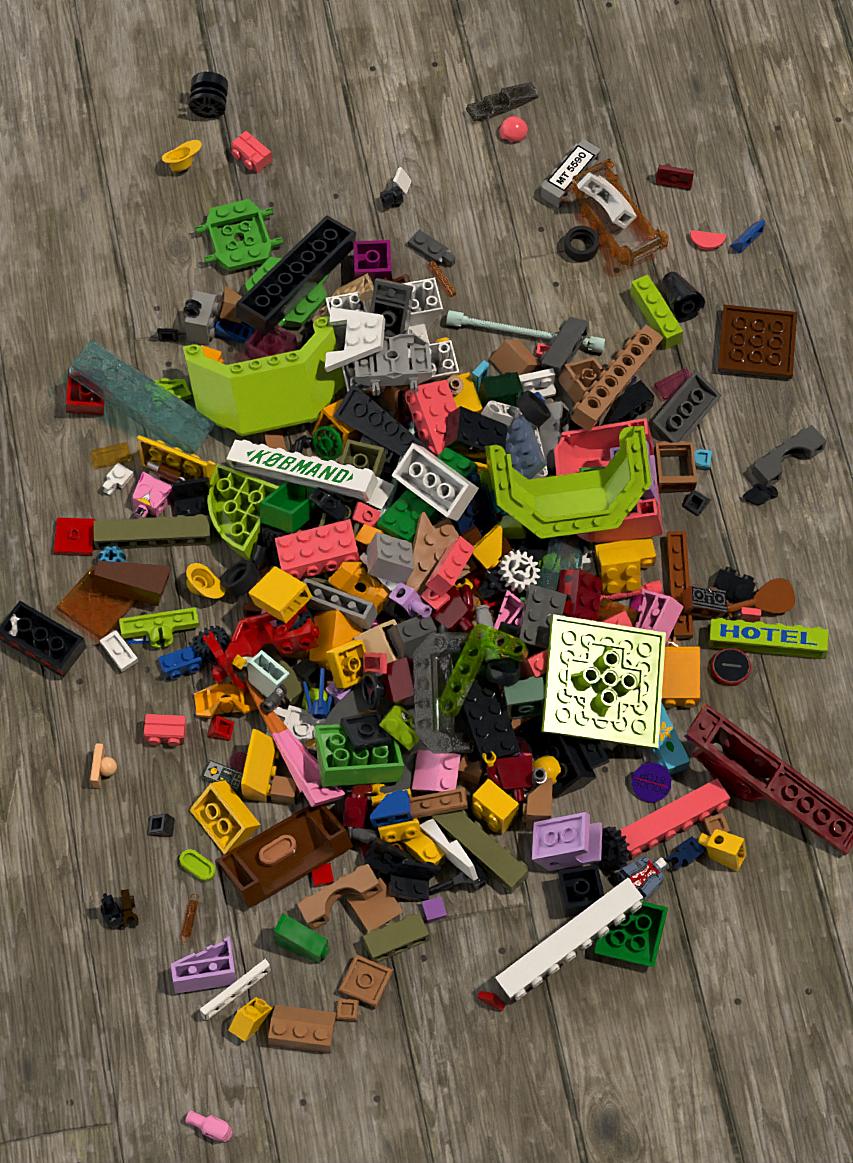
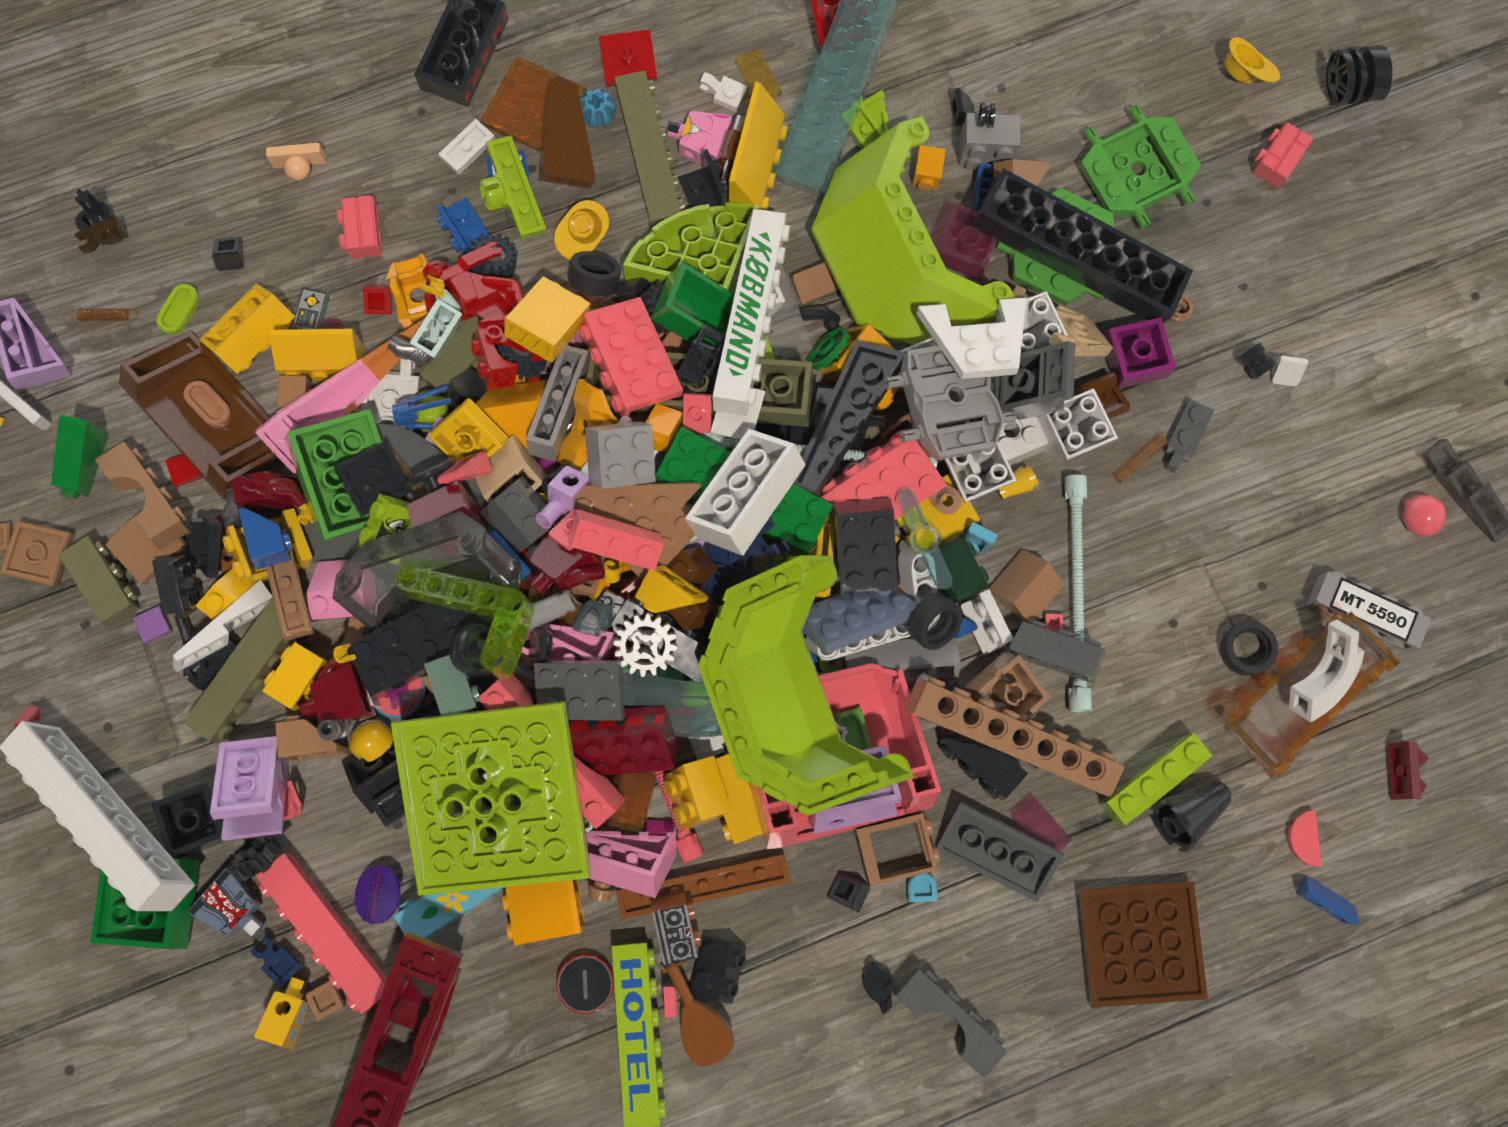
camera: 75 degrees right, 15 degrees up
(489, 397) = (932, 556): none -> clear light blue piece
(495, 599) = (594, 618): none -> clear light blue slope

